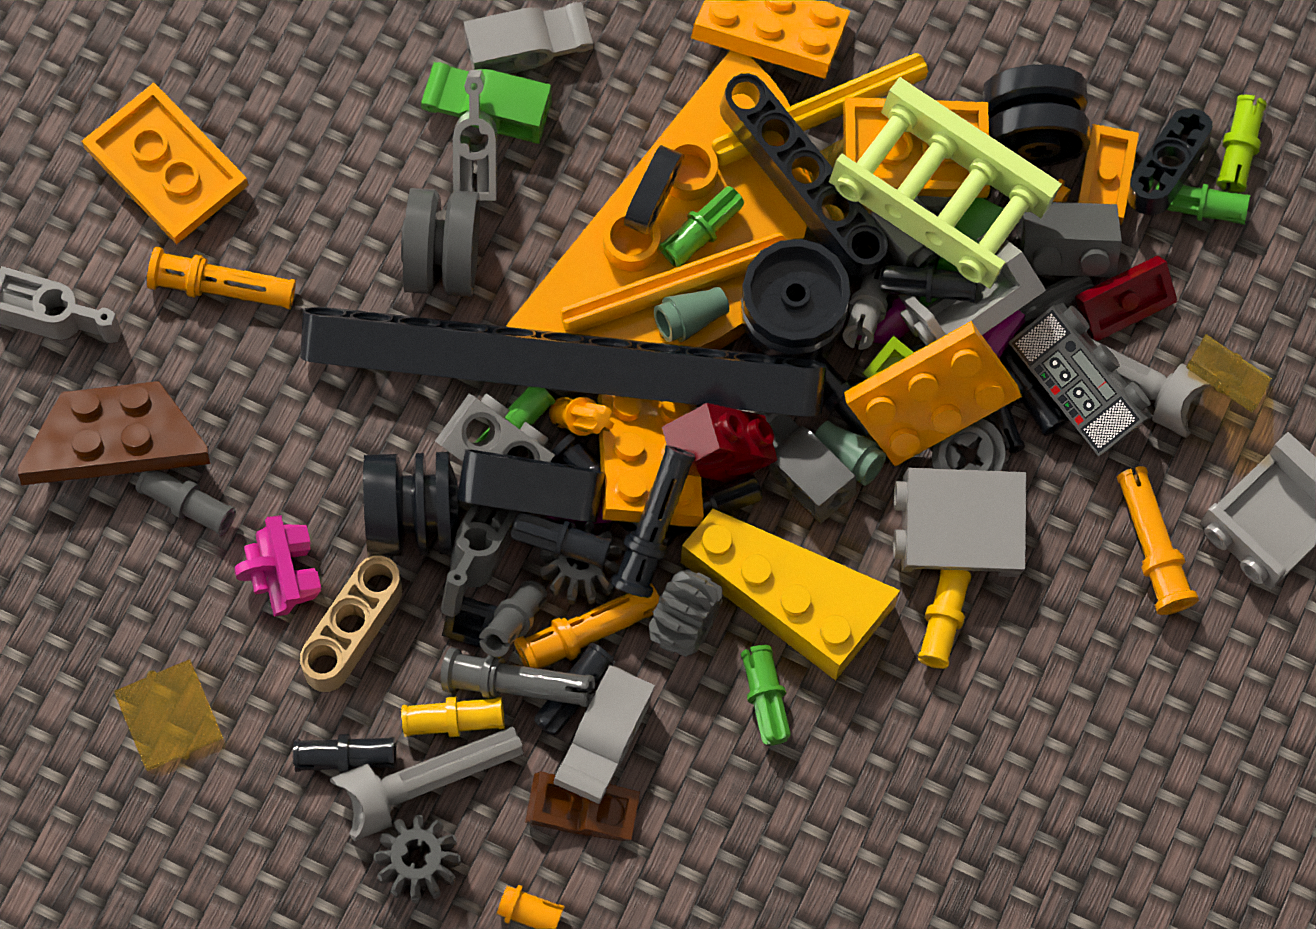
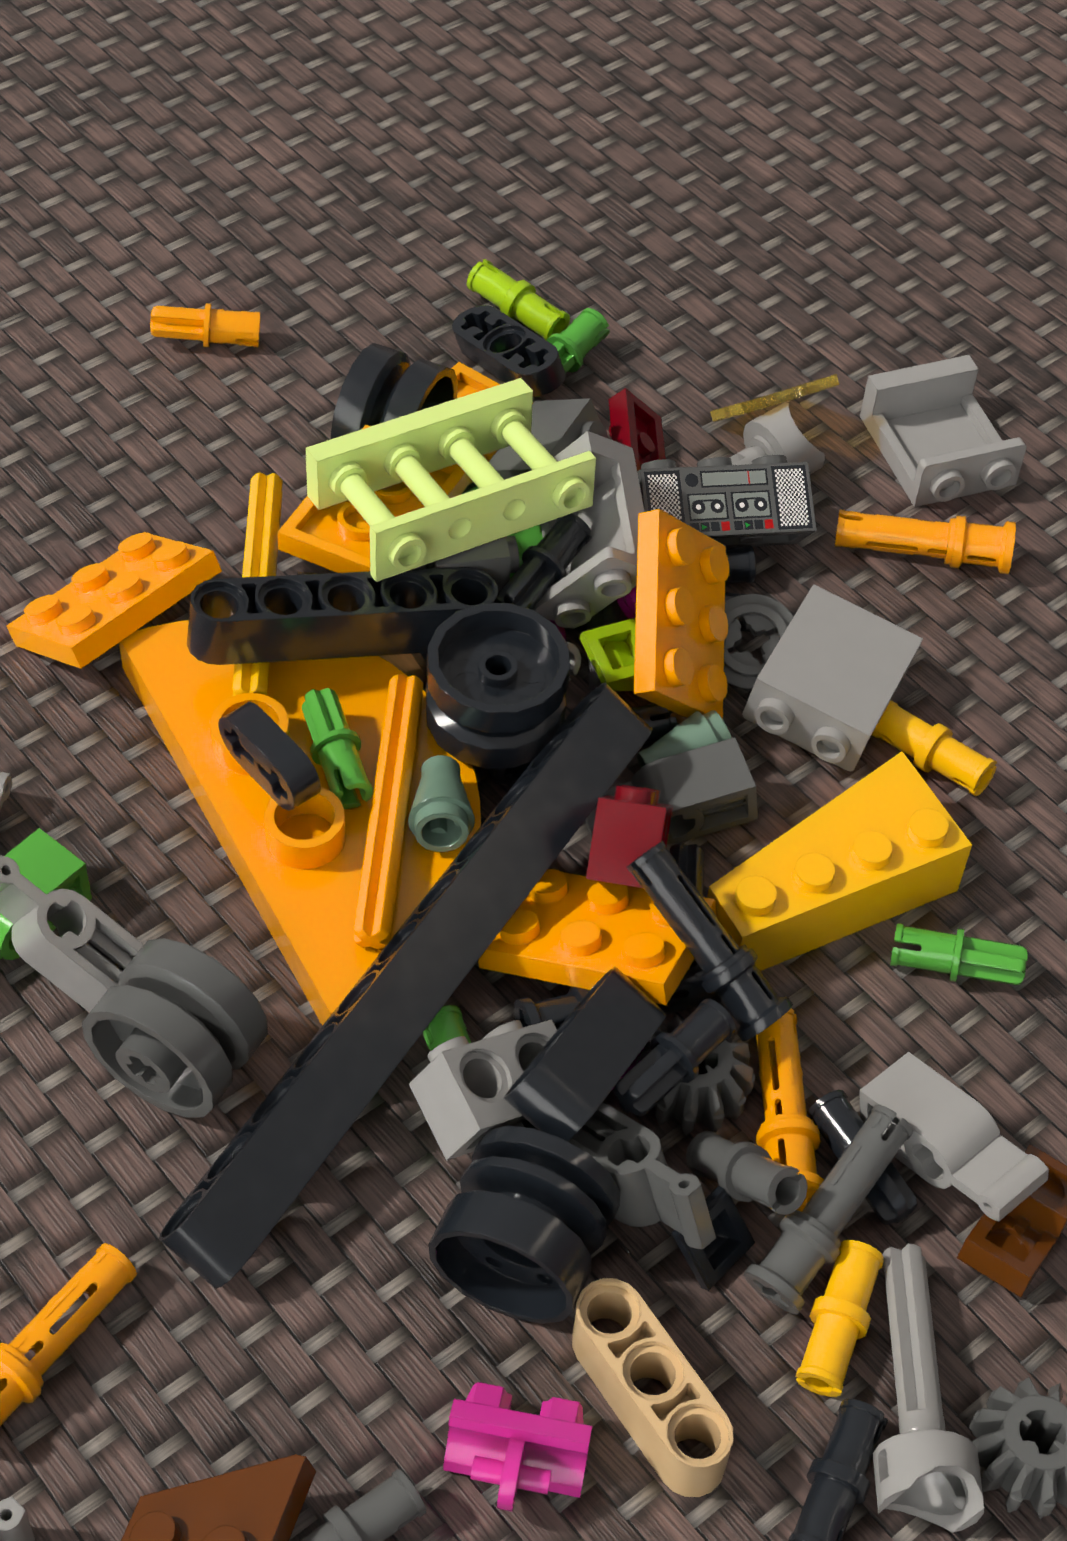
camera: 65 degrees left, 20 degrees down
(580, 415) = (508, 976): light orange axle -> none
(685, 613) = (825, 980): dark grey gear -> none

